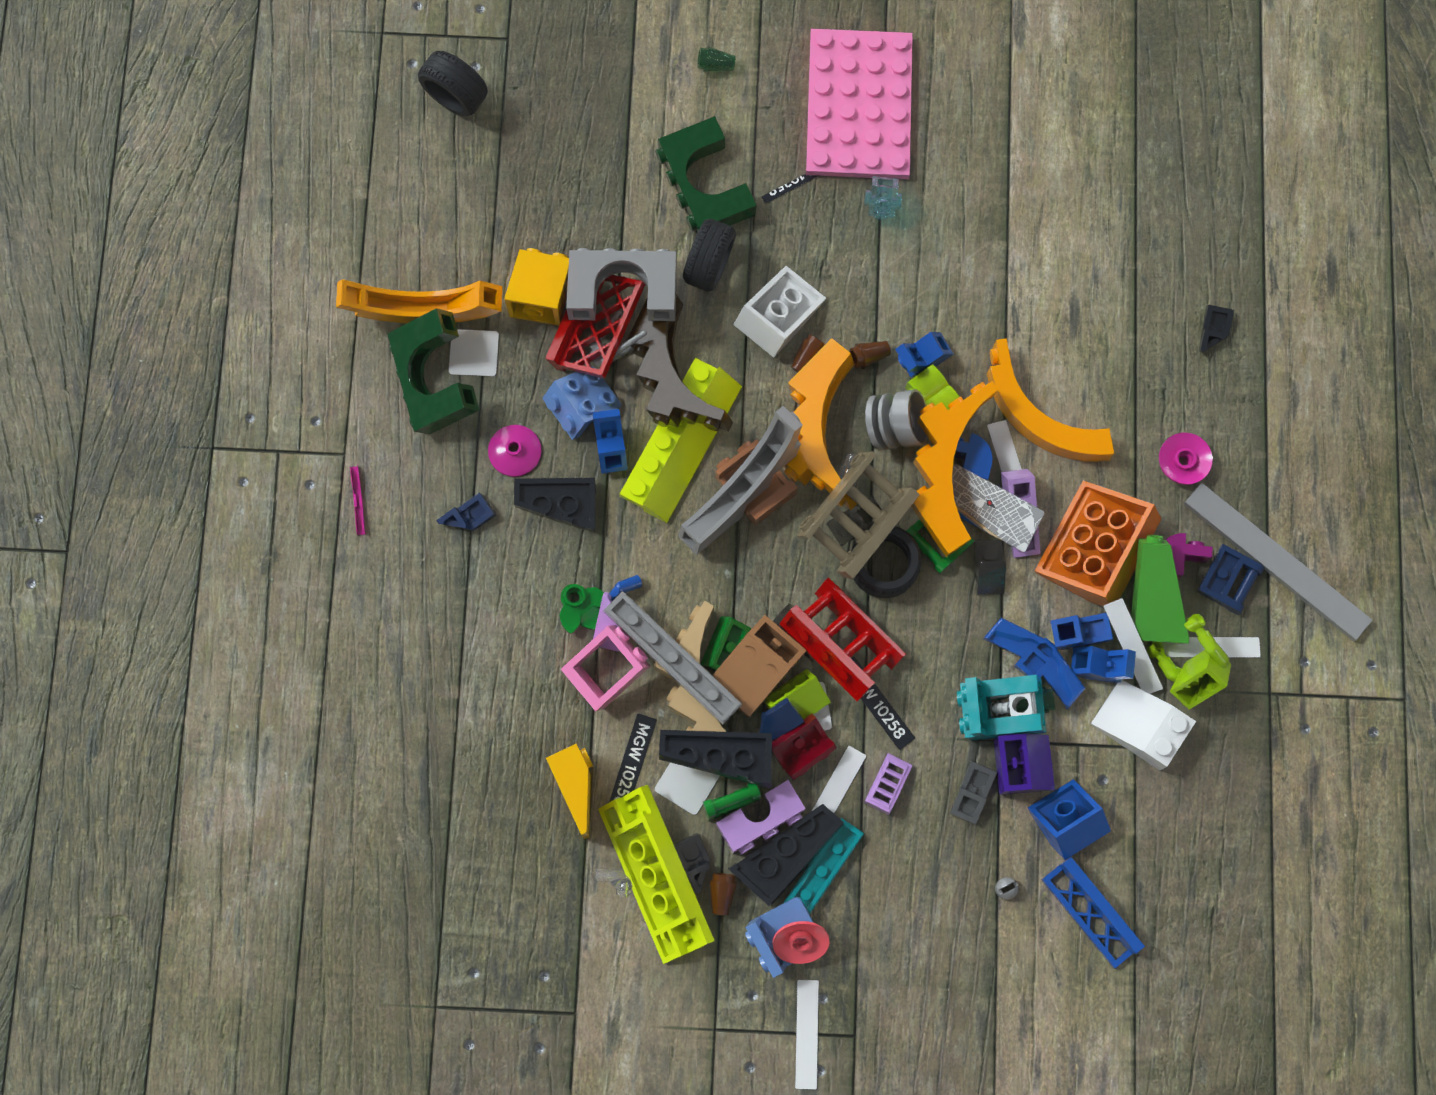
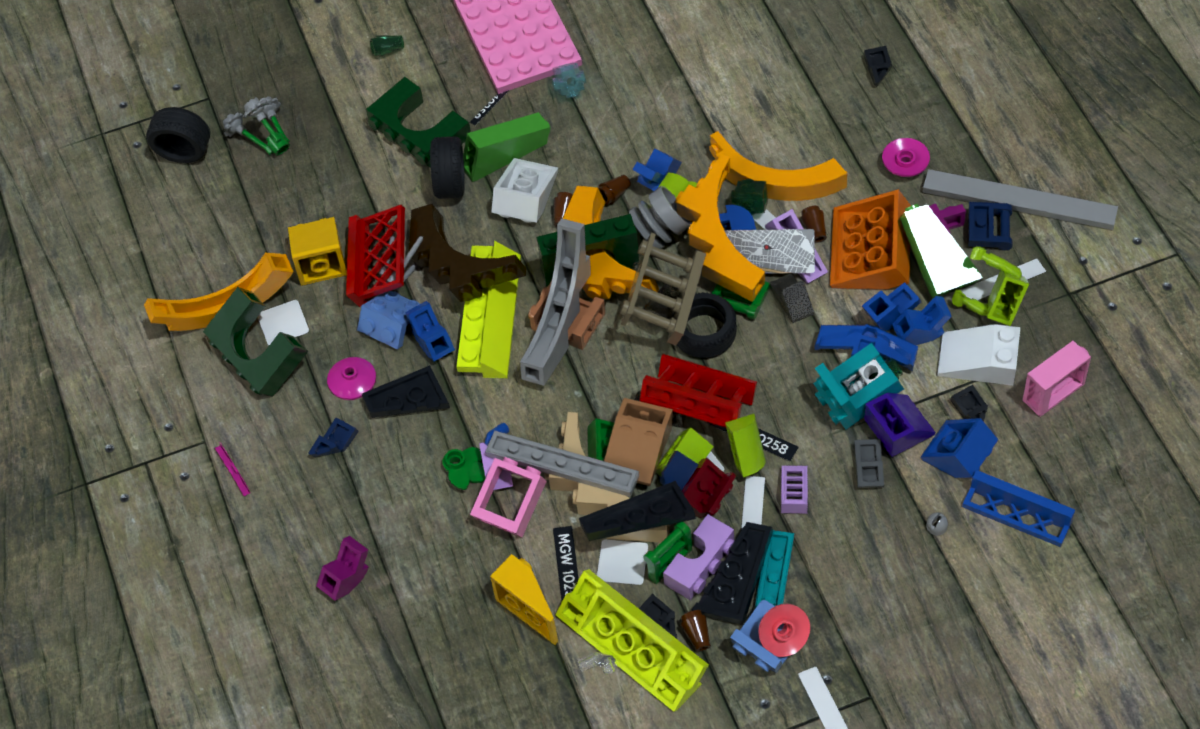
camera: 15 degrees left, 20 degrees down
(416, 671) = (345, 572): none -> magenta brick
(541, 91) = (262, 108): none -> plant
(592, 267) = (406, 190): light grey arch -> none
(782, 247) = (499, 144): none -> bright green slope
(837, 424) = (611, 234): none -> dark green arch
(861, 722) = (746, 445): none -> lime brick
(1002, 432) = (751, 195): none -> clear green brick
(1053, 492) = (813, 219): none -> reddish brown cone
(1105, 777) = (969, 403): none -> black slope
(1130, 639) = (928, 290): white sticker -> none
(1203, 793) = (1056, 378): none -> bright pink window

